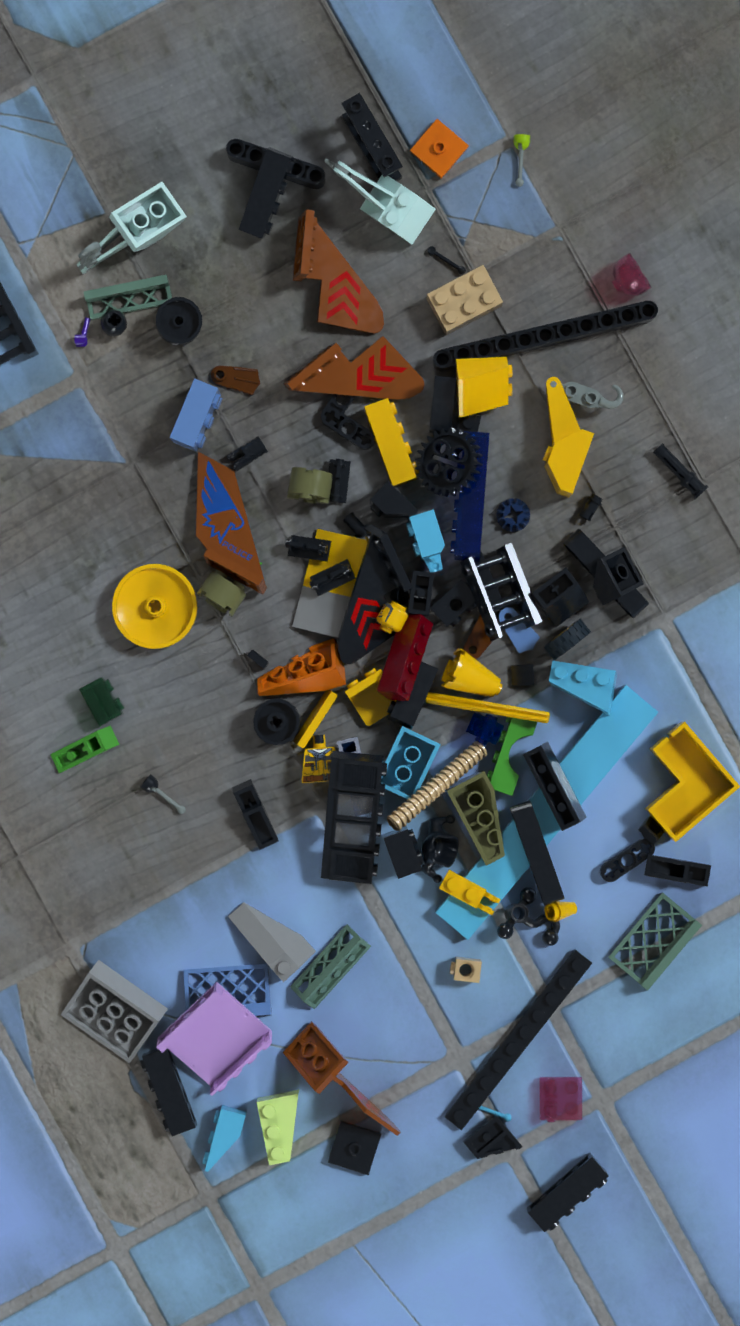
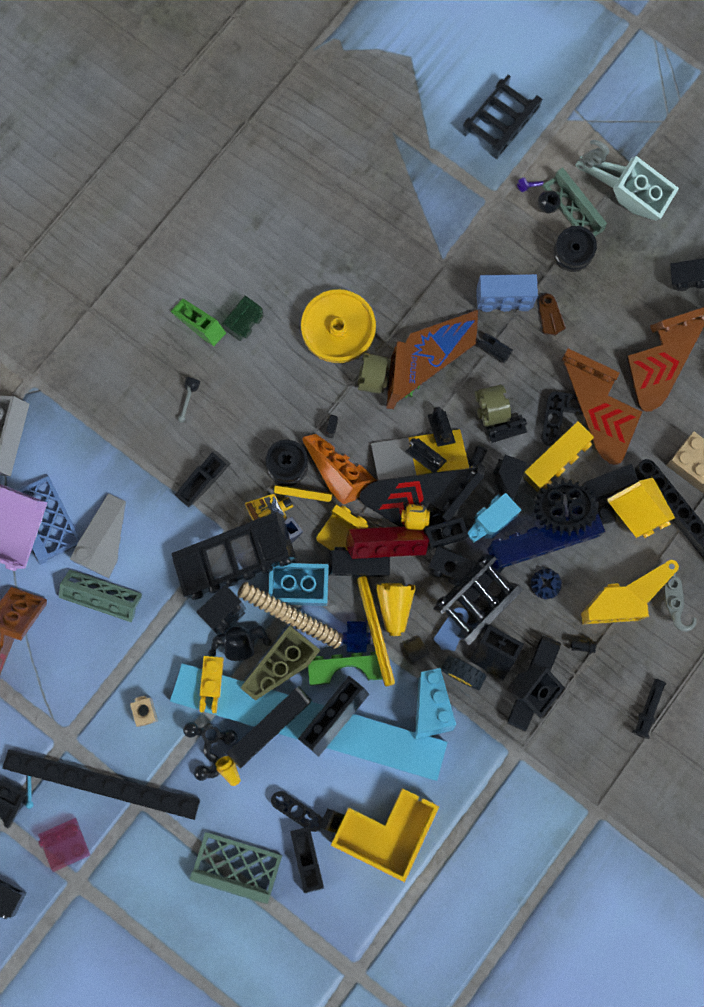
camera: 65 degrees right, 10 degrees down
(478, 639) = (429, 600): reddish brown piece -> none

